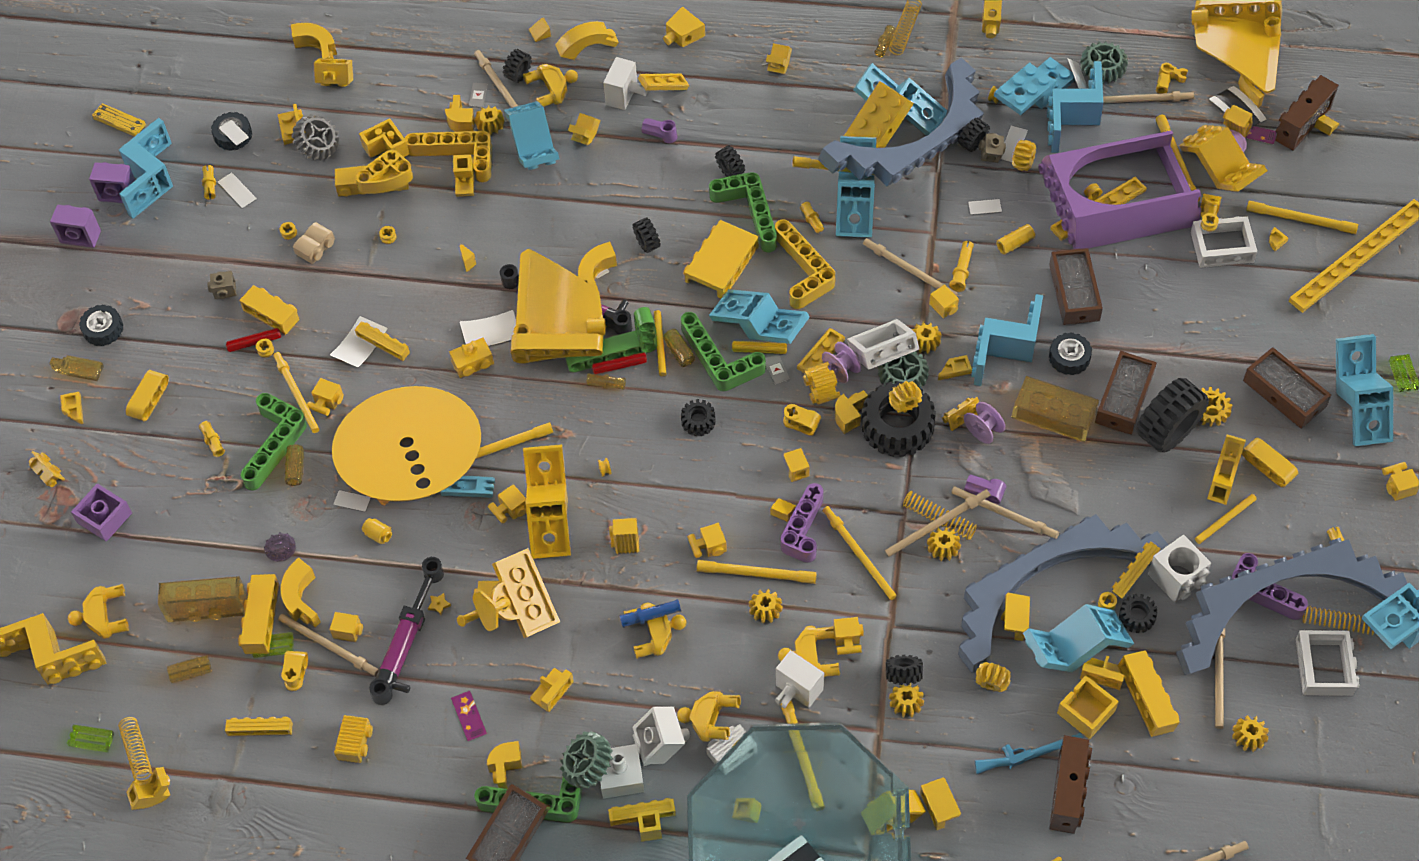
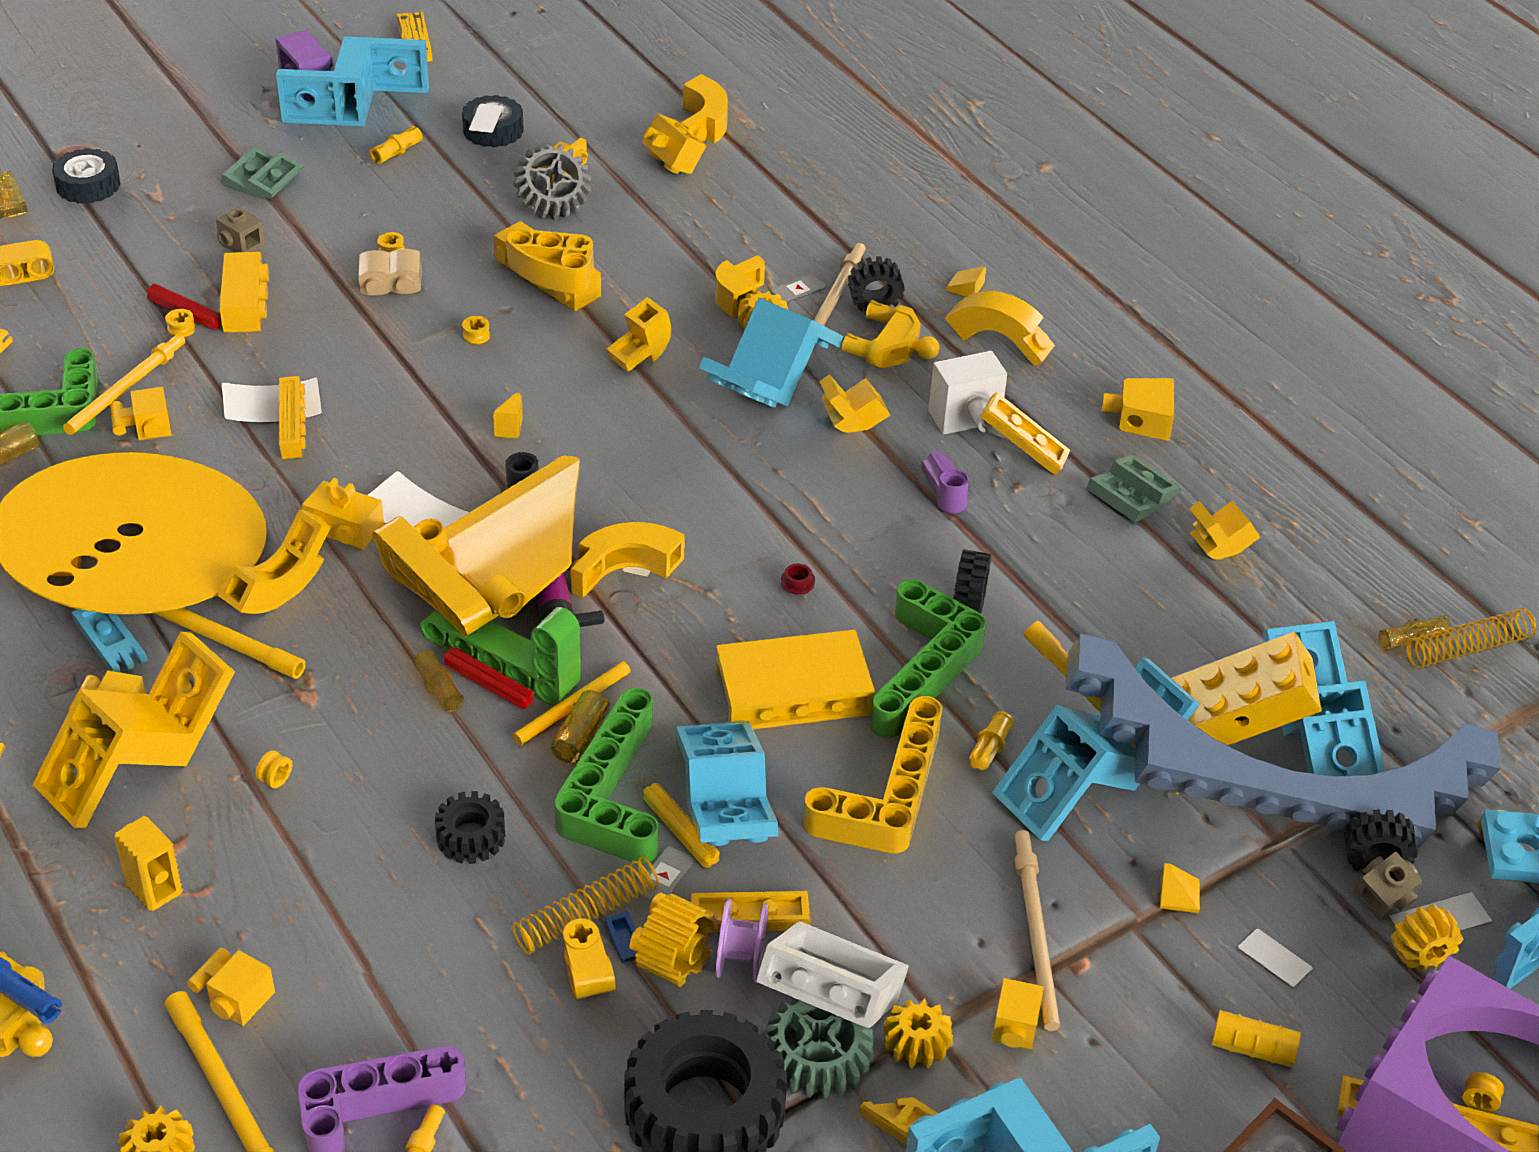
camera: 45 degrees right, 15 degrees down
(75, 226) = (210, 75): medium lavender brick -> none
(174, 251) = (261, 173): none -> sand green slope
(237, 190) = (412, 175): white sticker -> none
(383, 138) = (618, 239): yellow brick -> none
(455, 143) = (704, 322): yellow beam -> none
(488, 397) = (282, 575): none -> yellow arch
(646, 235) = (739, 567): black tyre -> none
(665, 216) = (798, 579): none -> dark red plate
(722, 69) = (1133, 488): none -> sand green slope
(773, 409) = (642, 870): none -> yellow piece
(782, 509) = (385, 1041): yellow slope -> none
(797, 464) = (488, 1010): yellow panel -> none
(798, 400) = (620, 929): none -> blue piece
(847, 410) = (654, 1004): yellow brick -> none
(905, 396) = (725, 1054): yellow gear -> none
(932, 212) = (1179, 890): none -> yellow slope
(961, 273) = (1102, 1001): yellow pin -> none

